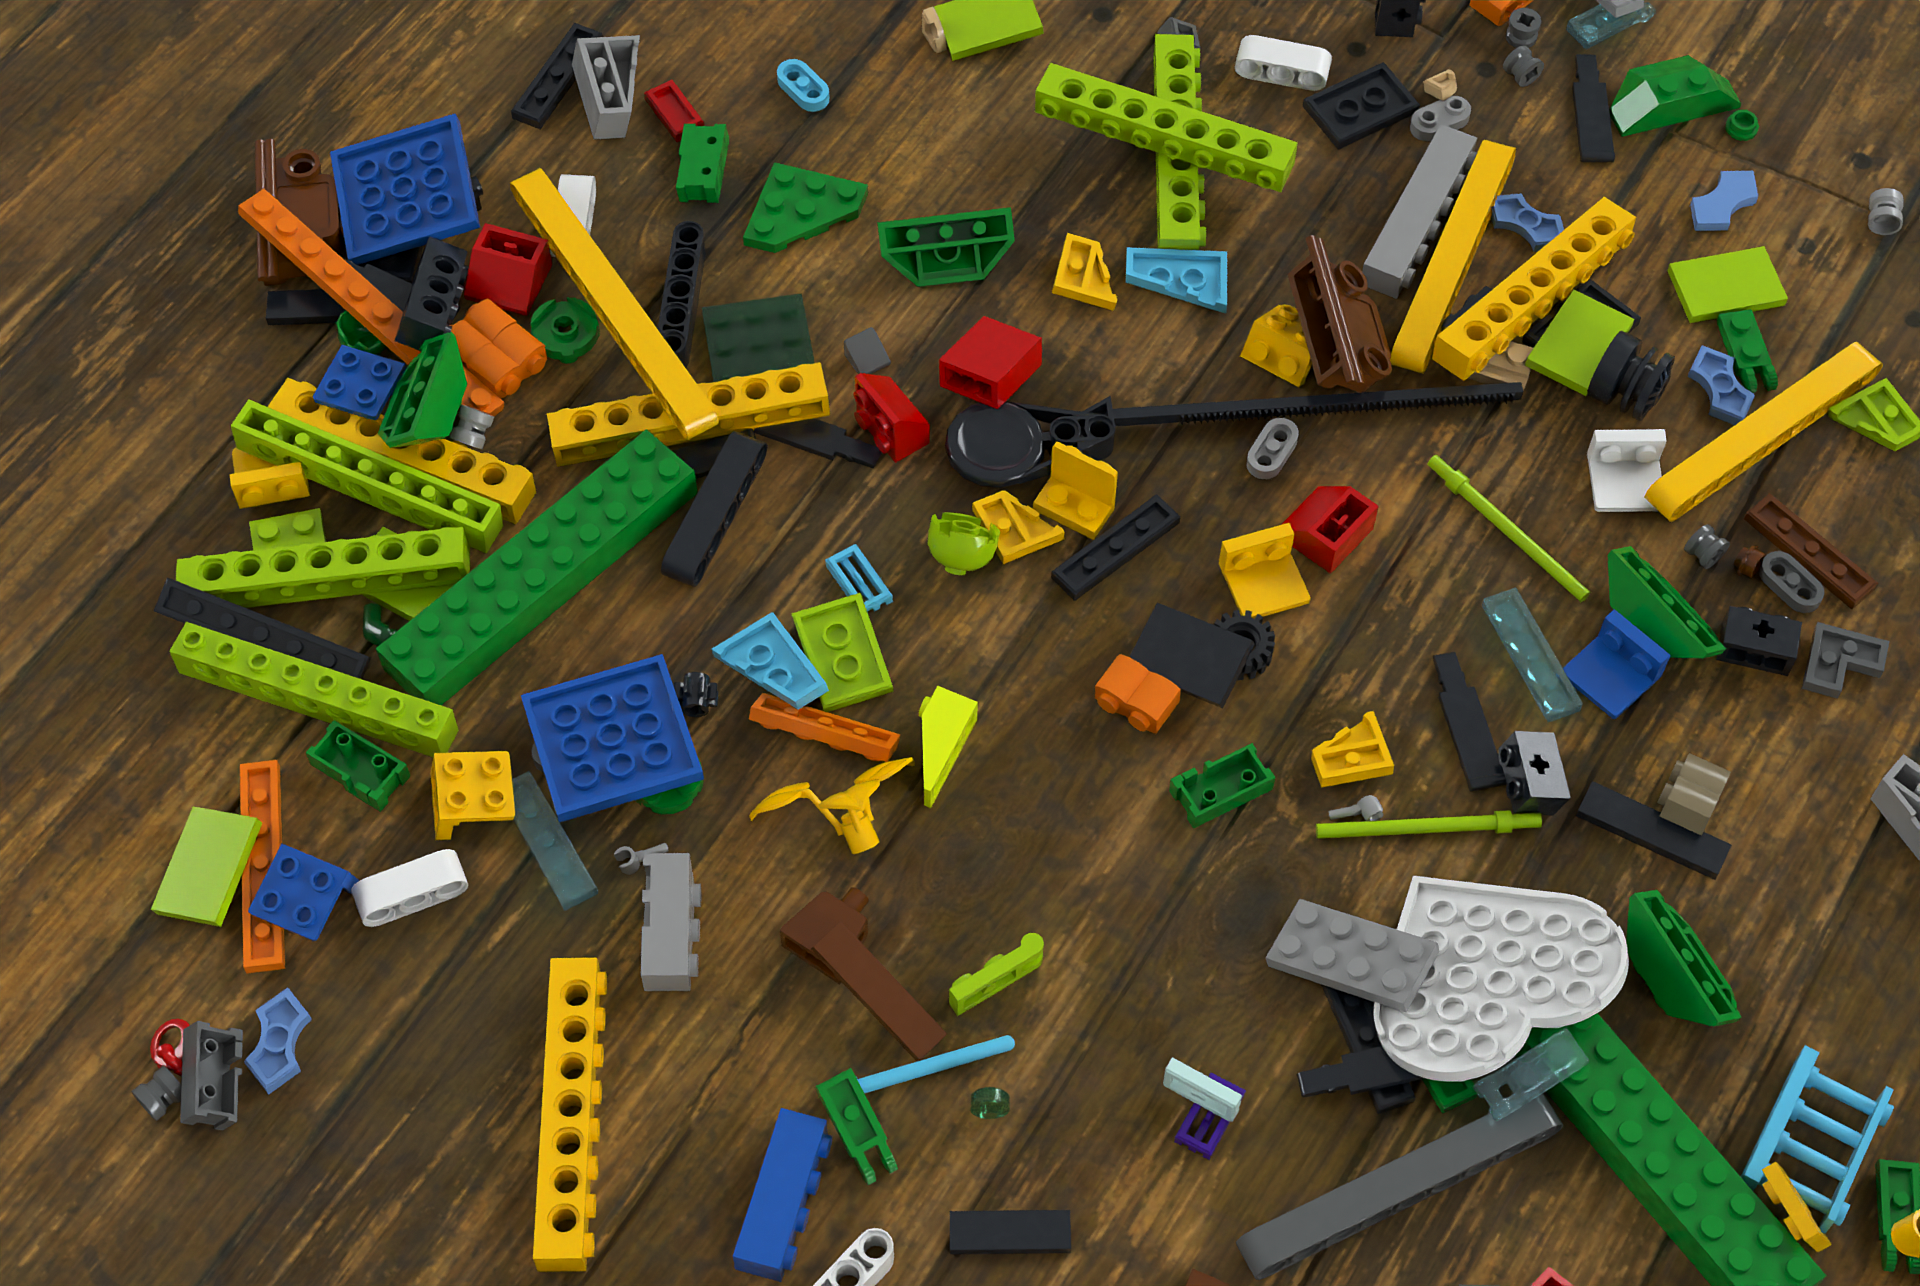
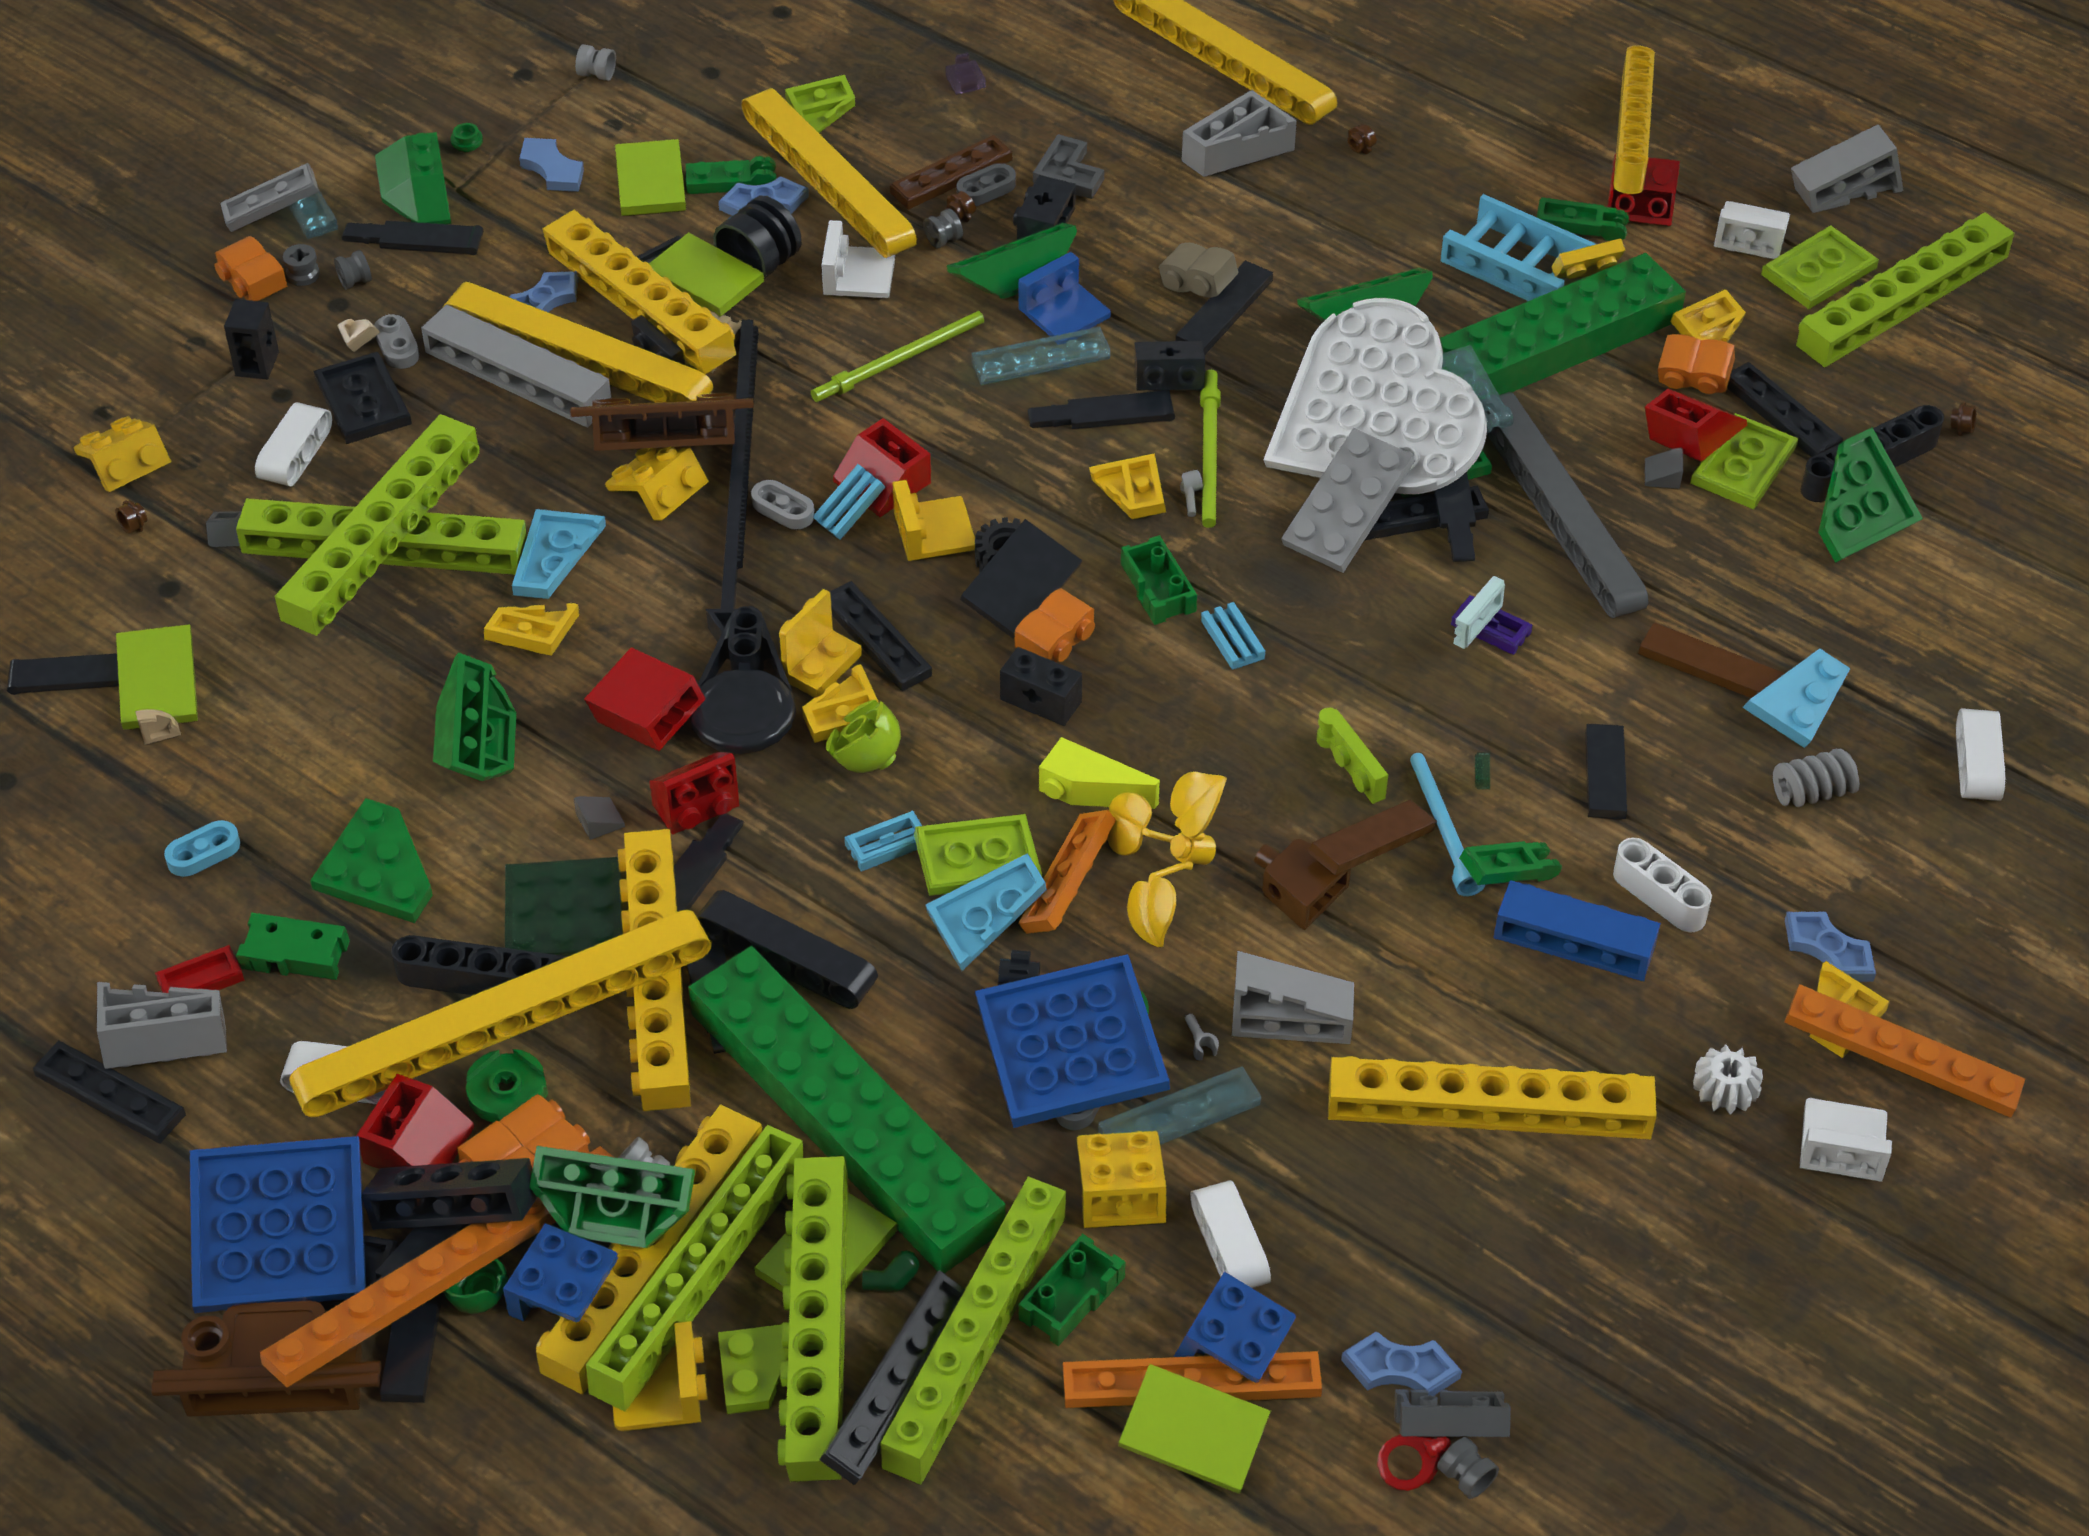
camera: 85 degrees left, 10 degrees down
(1054, 685) = (1041, 686): none -> black brick
(1183, 846) = (1224, 616): none -> medium azure tile
(1282, 496) = (845, 499): none -> medium azure tile

